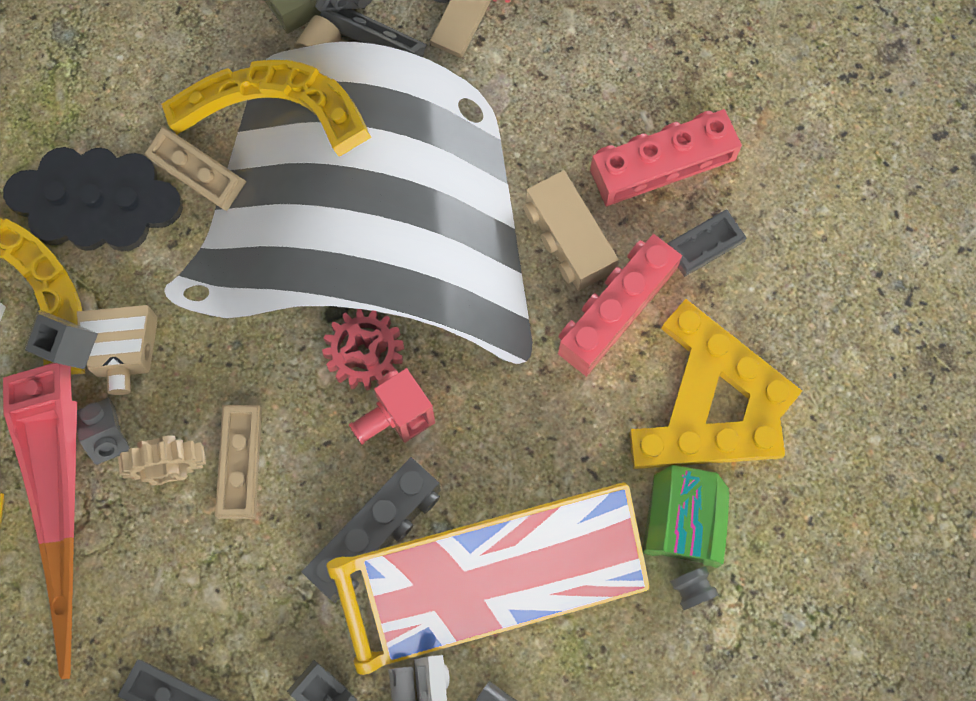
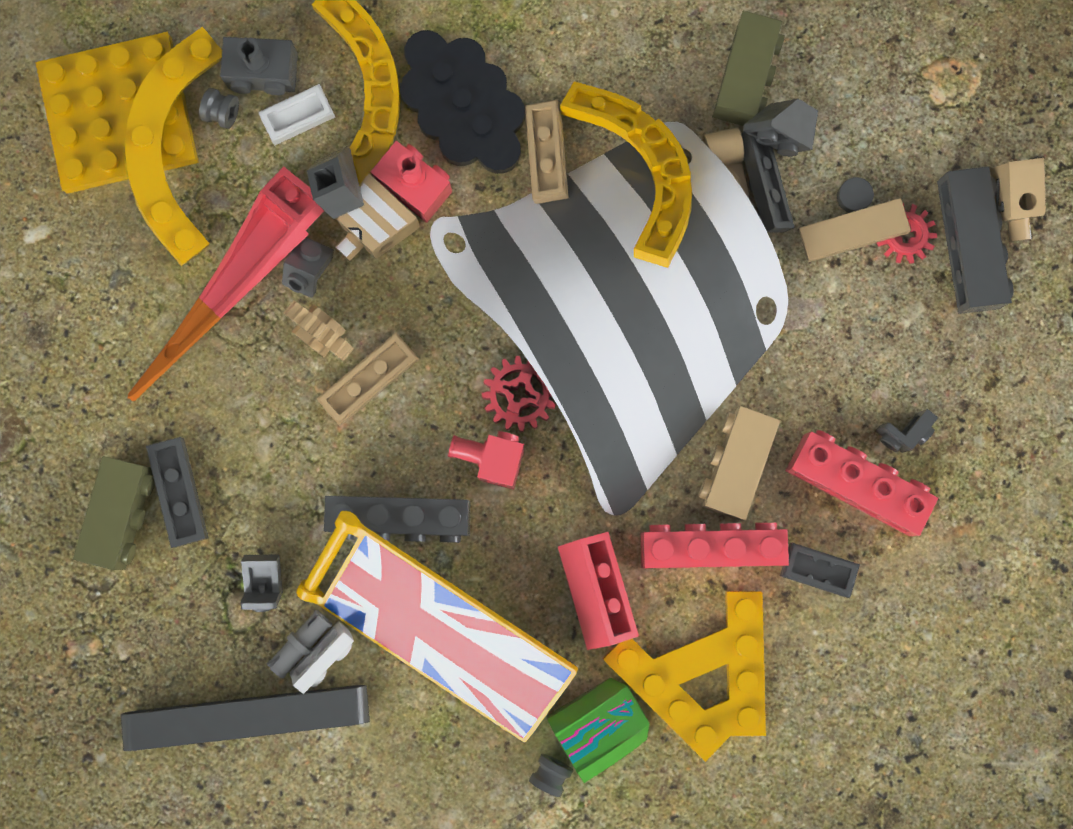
camera: 50 degrees right, 10 degrees up
(115, 283) = (412, 180): none -> coral brick
(575, 419) = (598, 591): none -> coral brick
(660, 87) = (914, 433): none -> dark grey bracket

